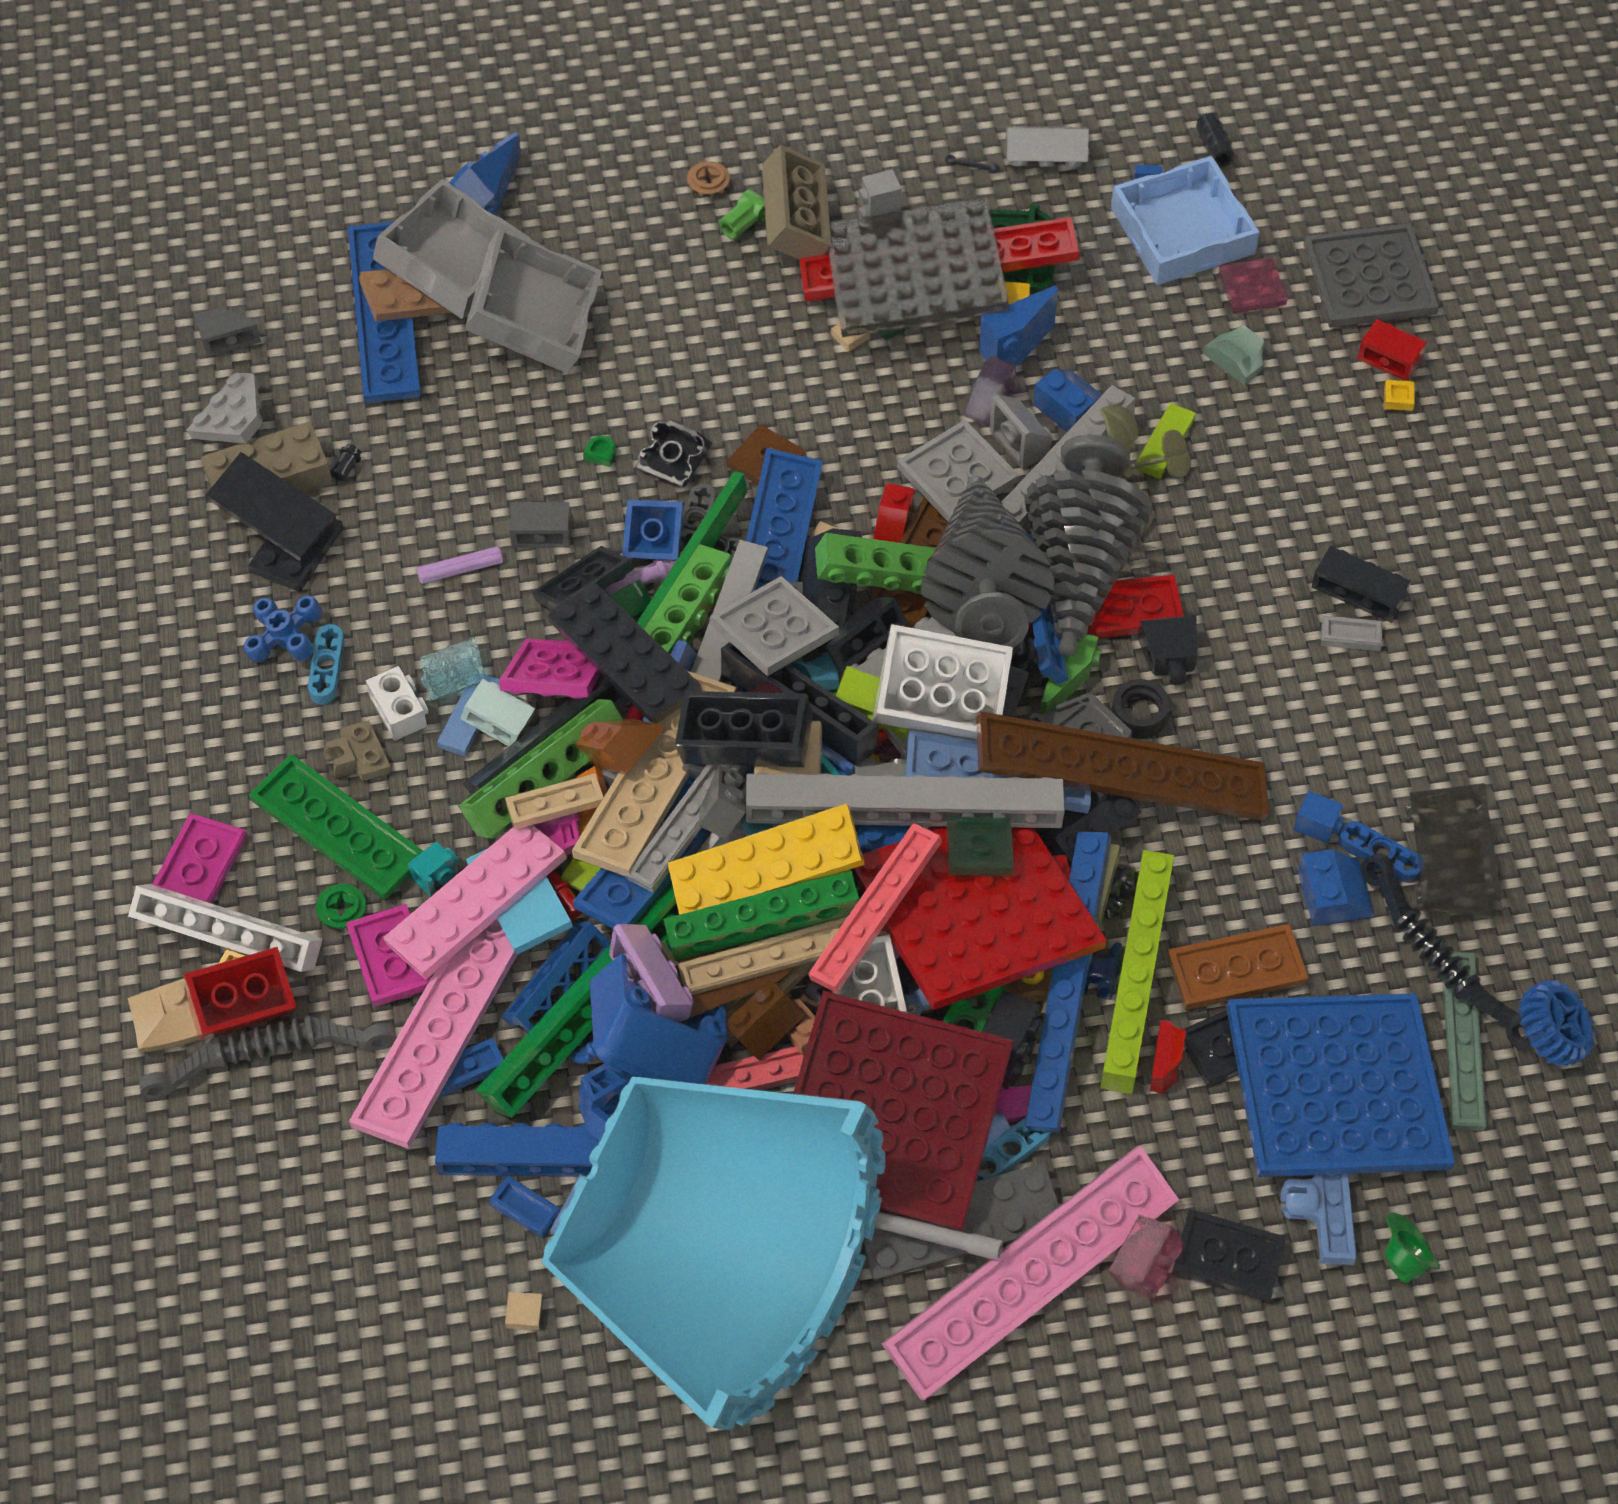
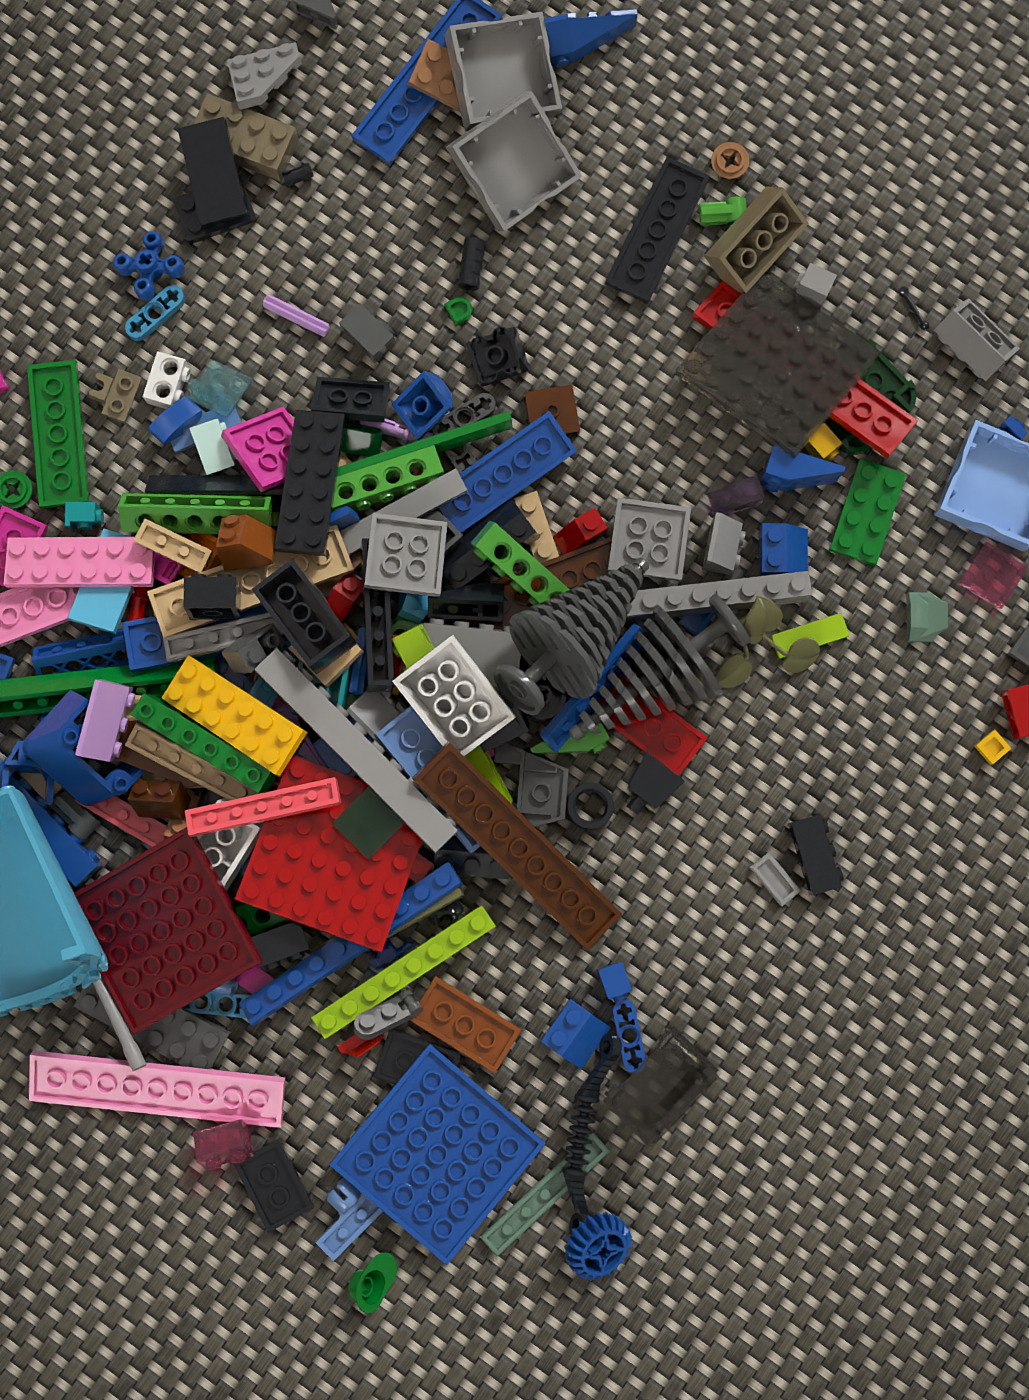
camera: 45 degrees right, 25 degrees up
(439, 721) = (171, 422): none -> blue slope
(574, 407) = (471, 263): none -> black axle
(643, 790) = (212, 597): none -> black brick
(705, 267) = (657, 230): none -> black plate
(1105, 322) = (867, 512): none -> green plate
(1166, 1008) = (386, 1015): none -> dark grey plate

